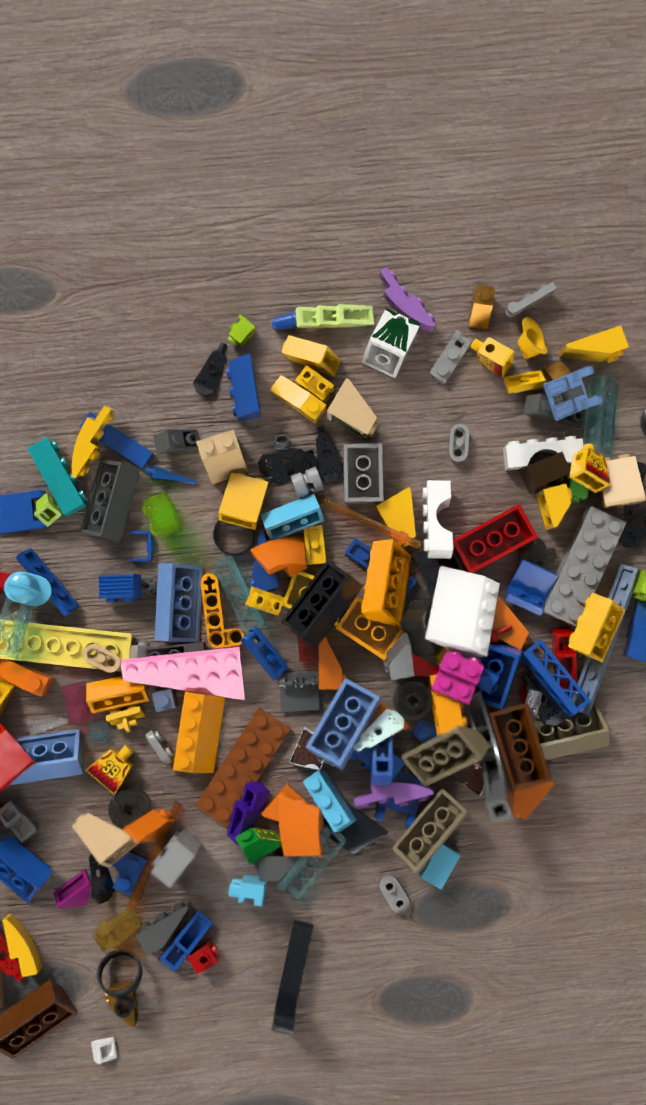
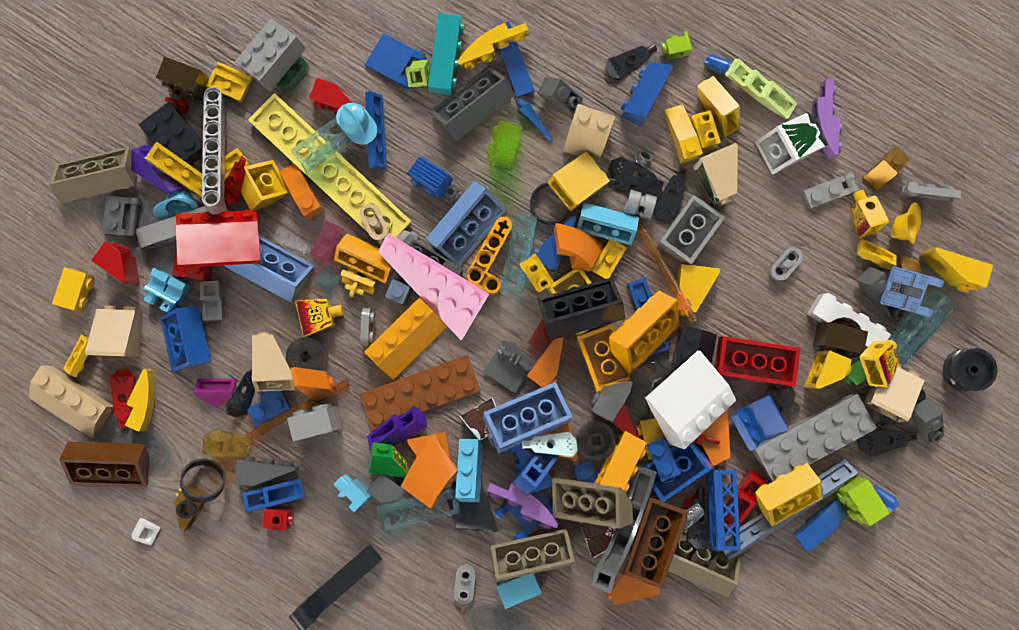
camera: 40 degrees right, 0 degrees up
(150, 546) = (478, 161): blue piece -> none
(264, 653) = (505, 314): blue plate -> none
(439, 540) = (713, 328): white arch -> none
(457, 677) = (647, 448): dark pink plate -> none

